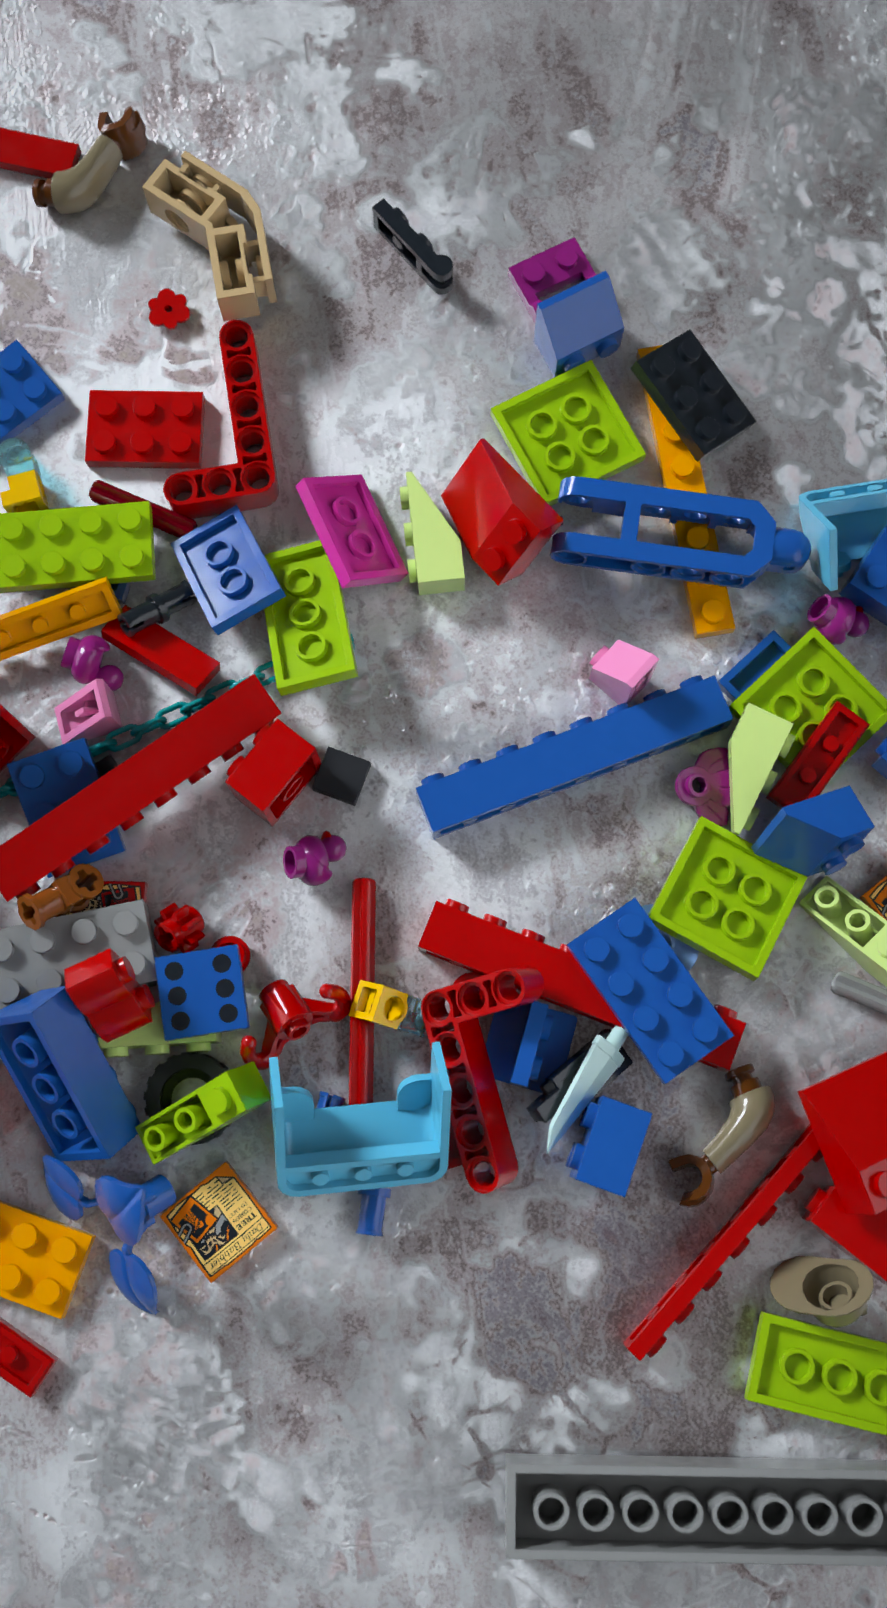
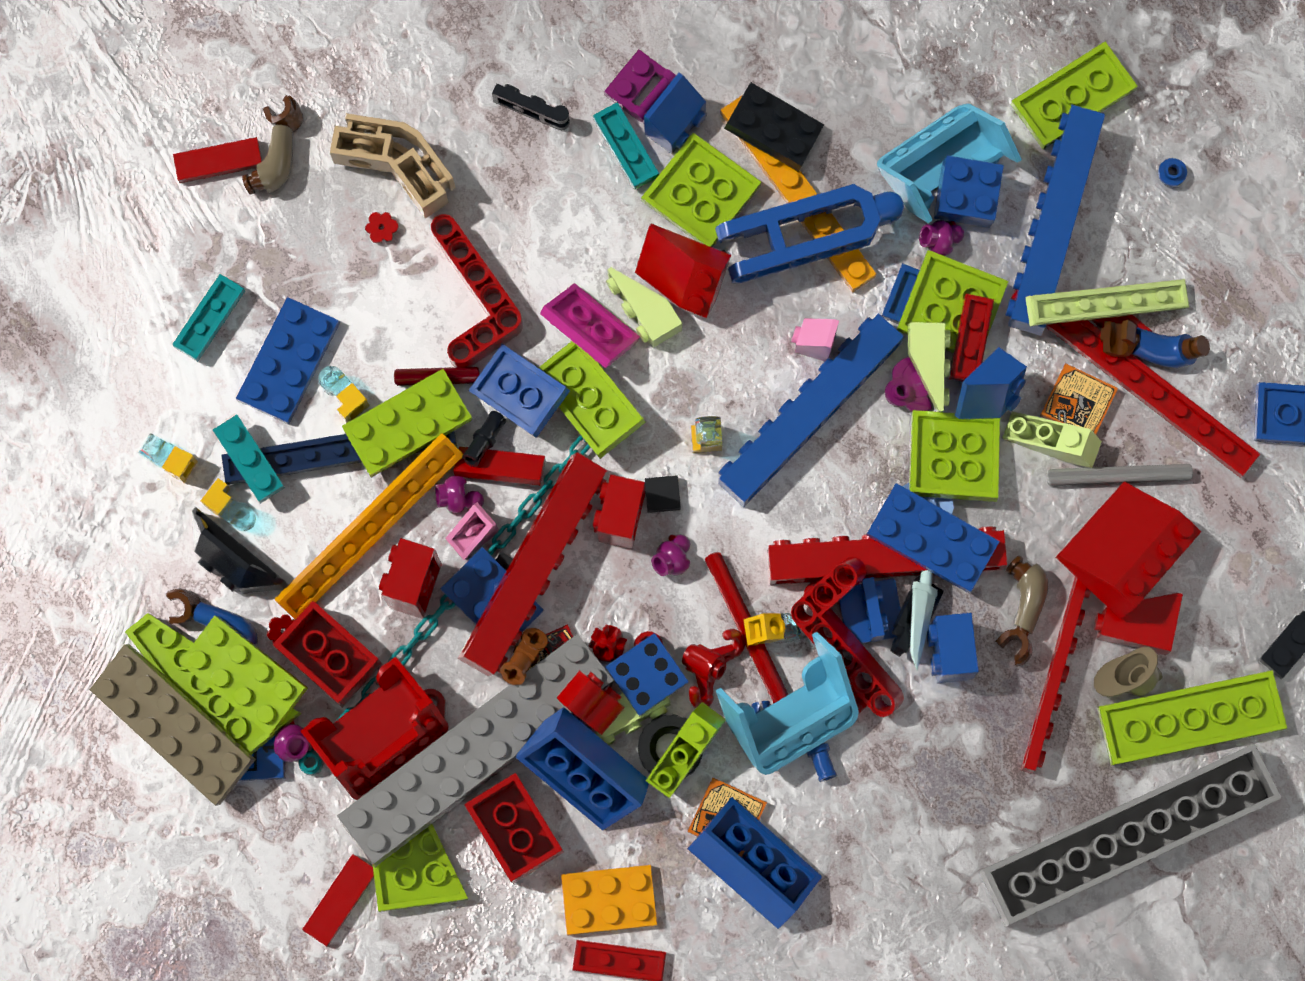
camera: 25 degrees left, 0 degrees up
(130, 1212) = (676, 824): blue plant -> none
(145, 429) = (408, 319): red plate -> none
(227, 1325) = (768, 872): none -> blue slope
(430, 727) = (706, 434): none -> clear light blue leg
(503, 341) = (625, 145): none -> teal plate

